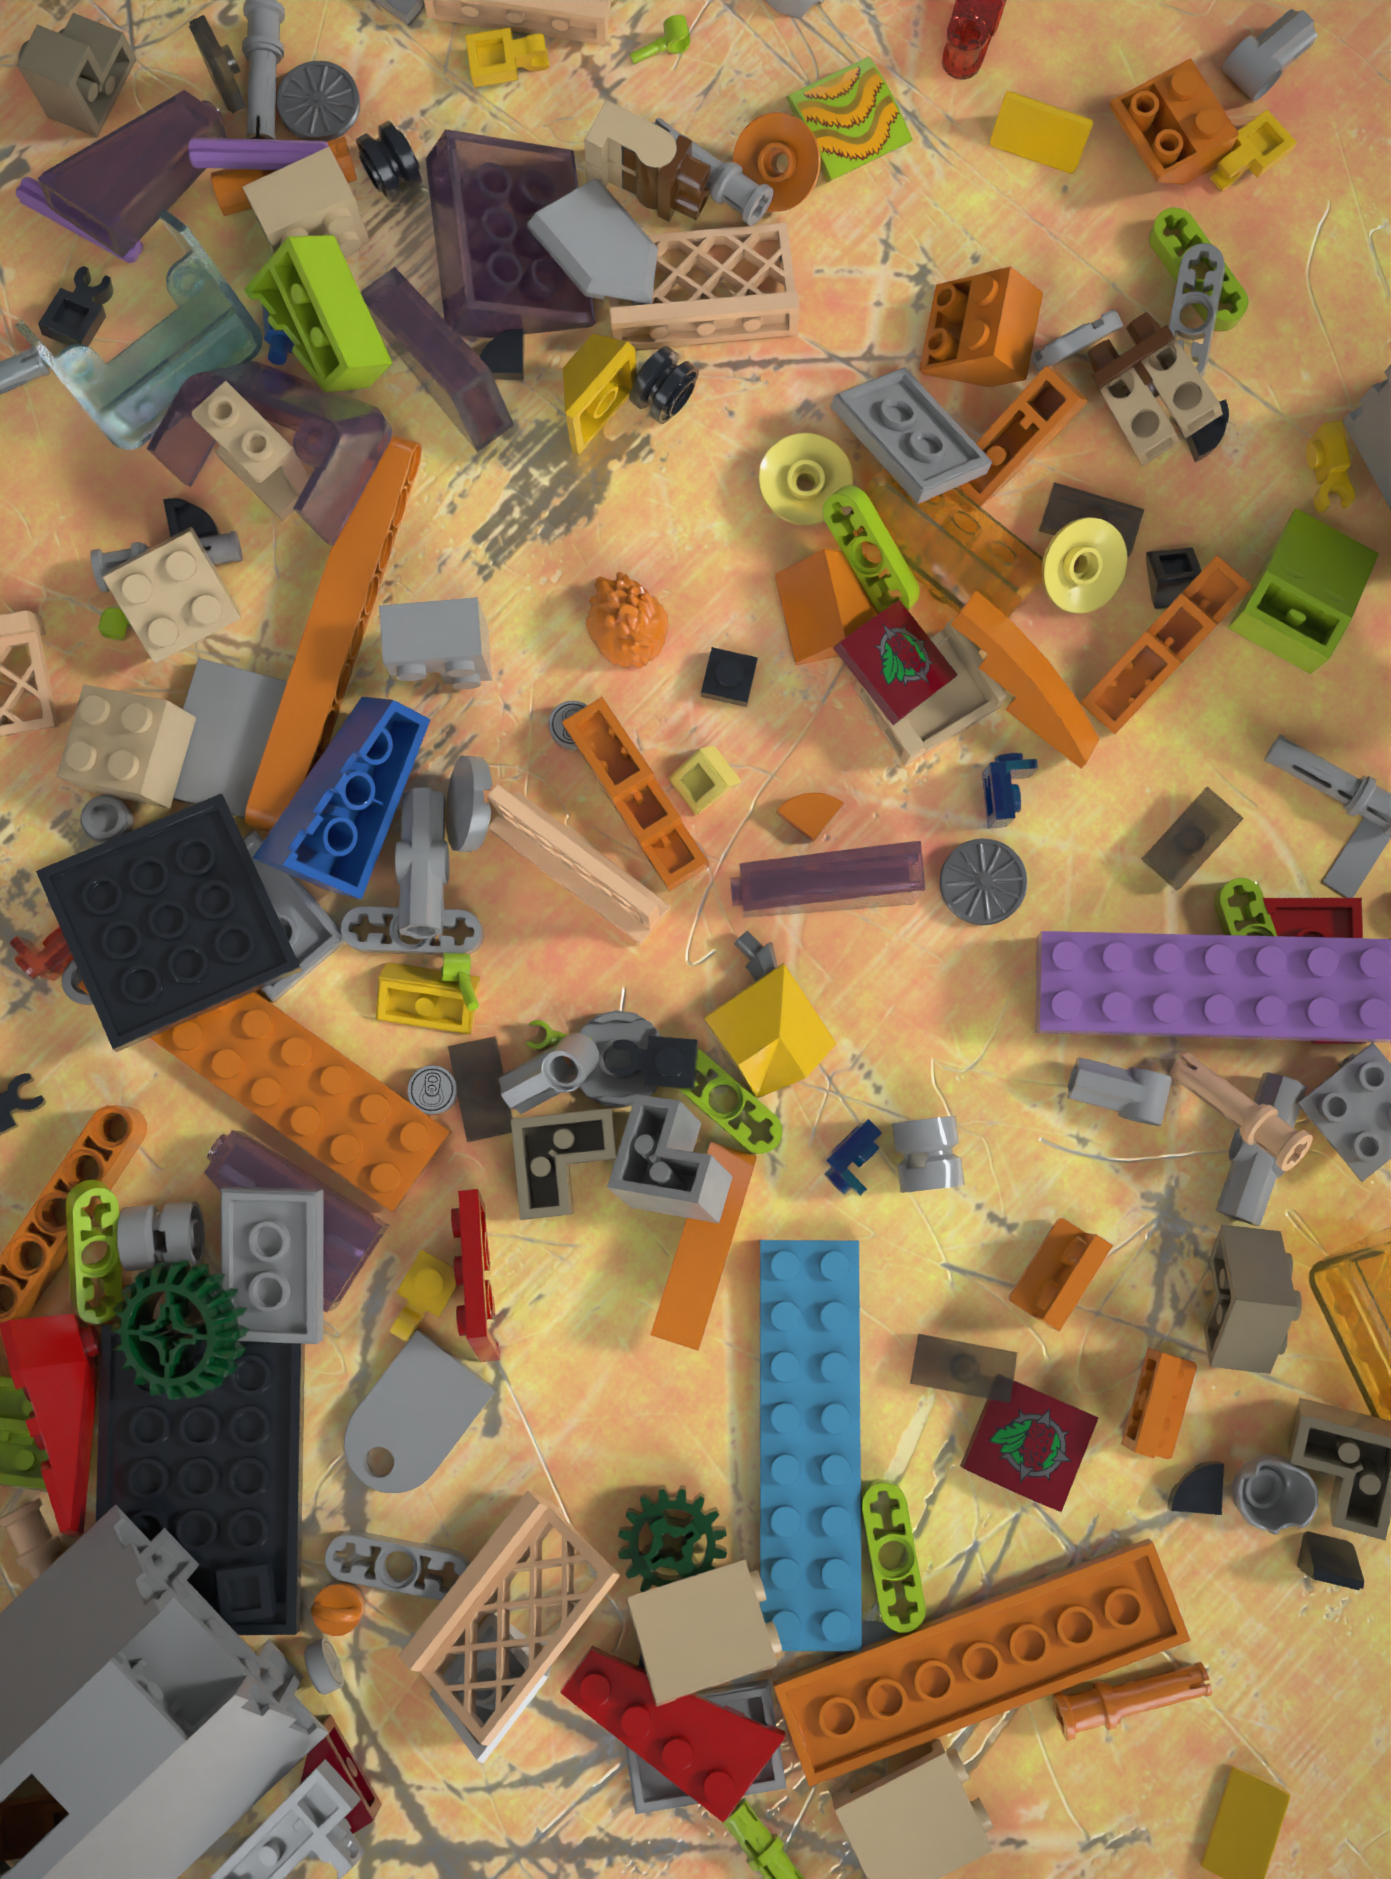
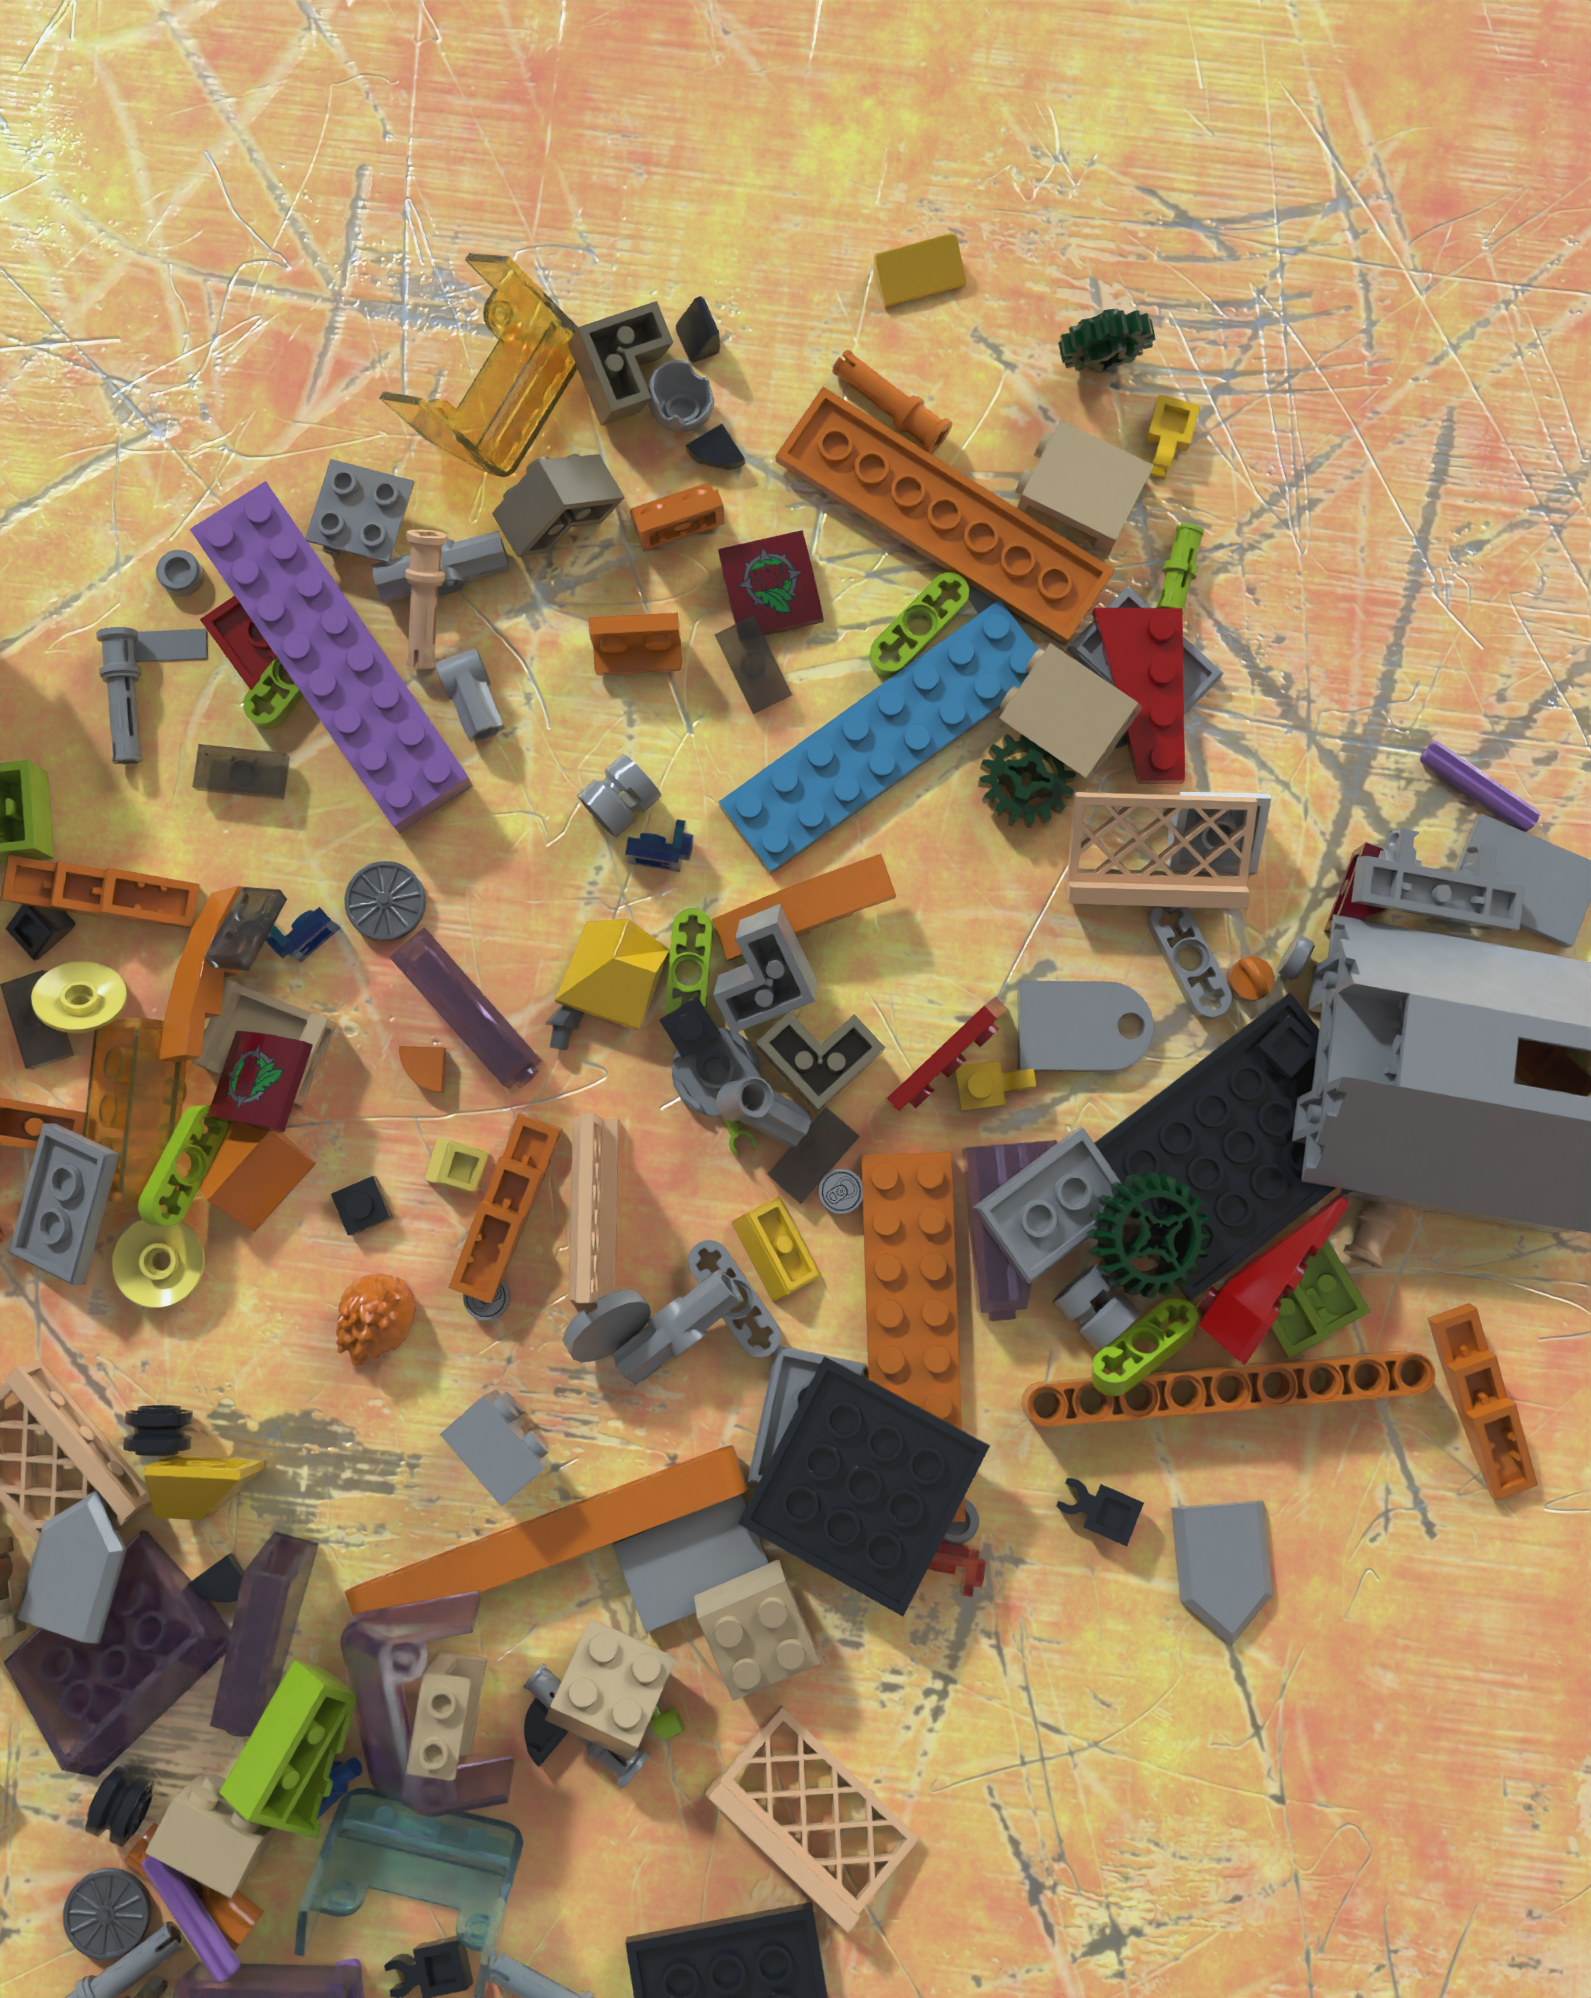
camera: 130 degrees left, 0 degrees up
(106, 818) = (824, 1604): light grey tile -> none
(348, 799) = (669, 1421): blue wedge -> none
(457, 969) = (737, 1240): lime hand -> none
(1040, 740) = (245, 928): none -> clear smoke plate

